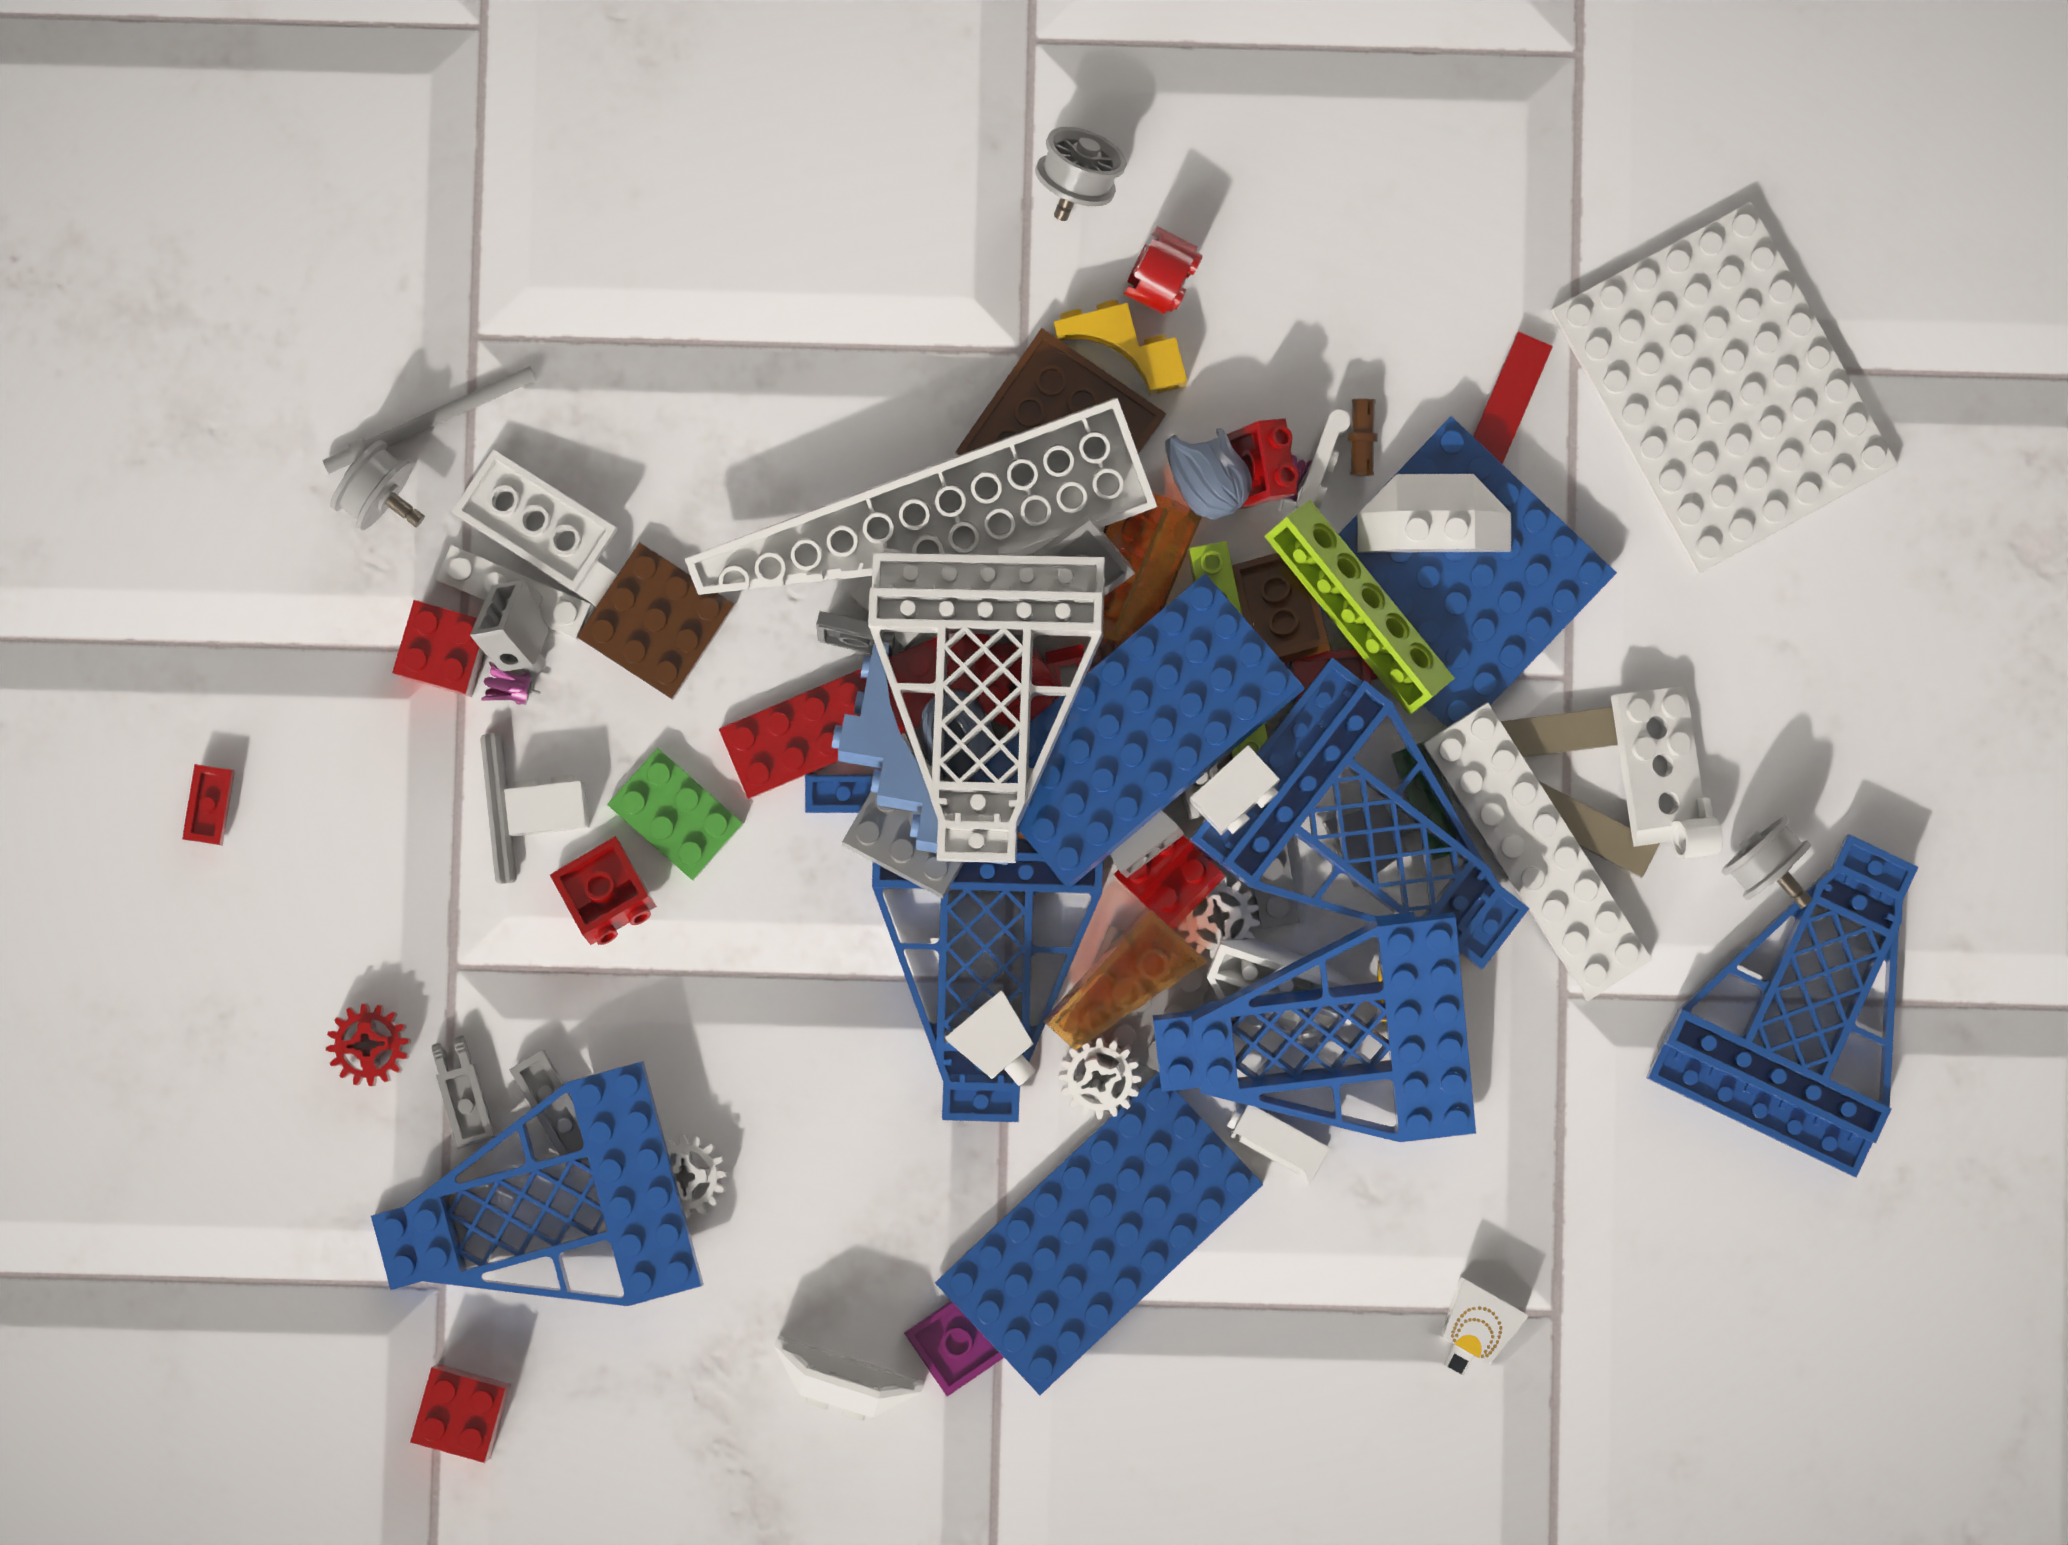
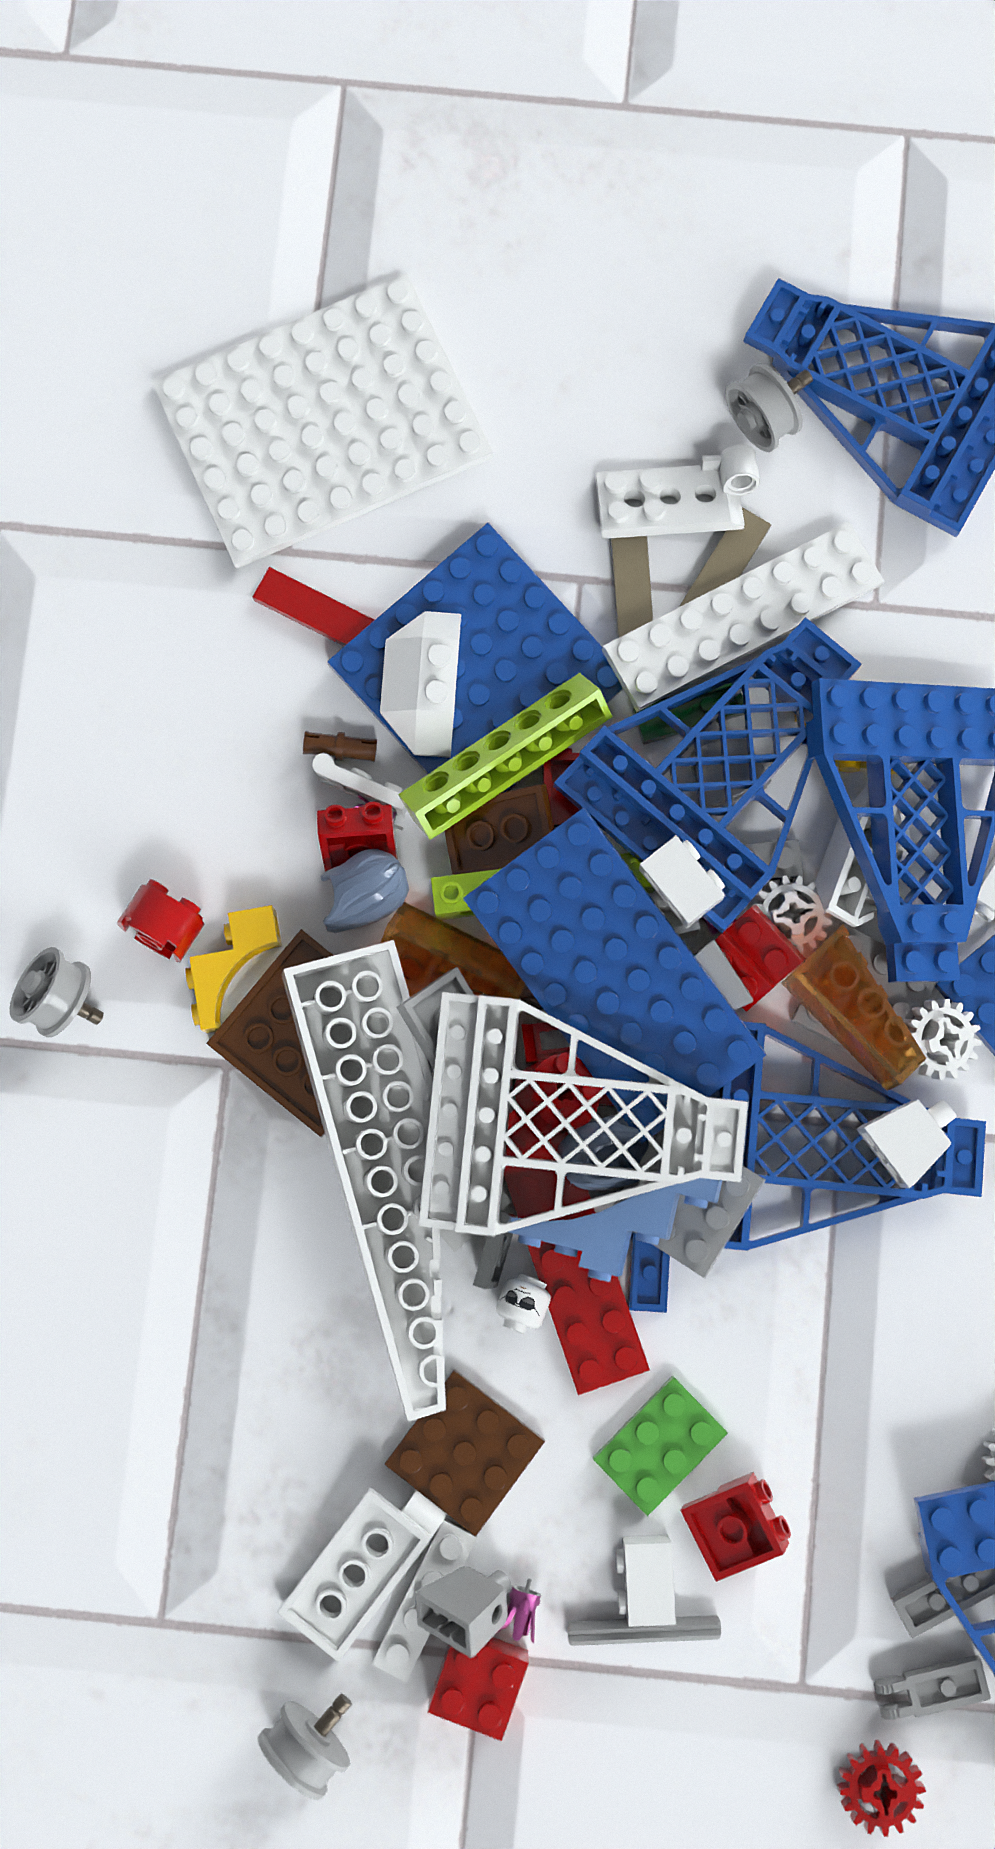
camera: 85 degrees left, 5 degrees down
(432, 418) = (238, 1671): light grey bar -> none
(804, 667) = (523, 1303): none -> white head

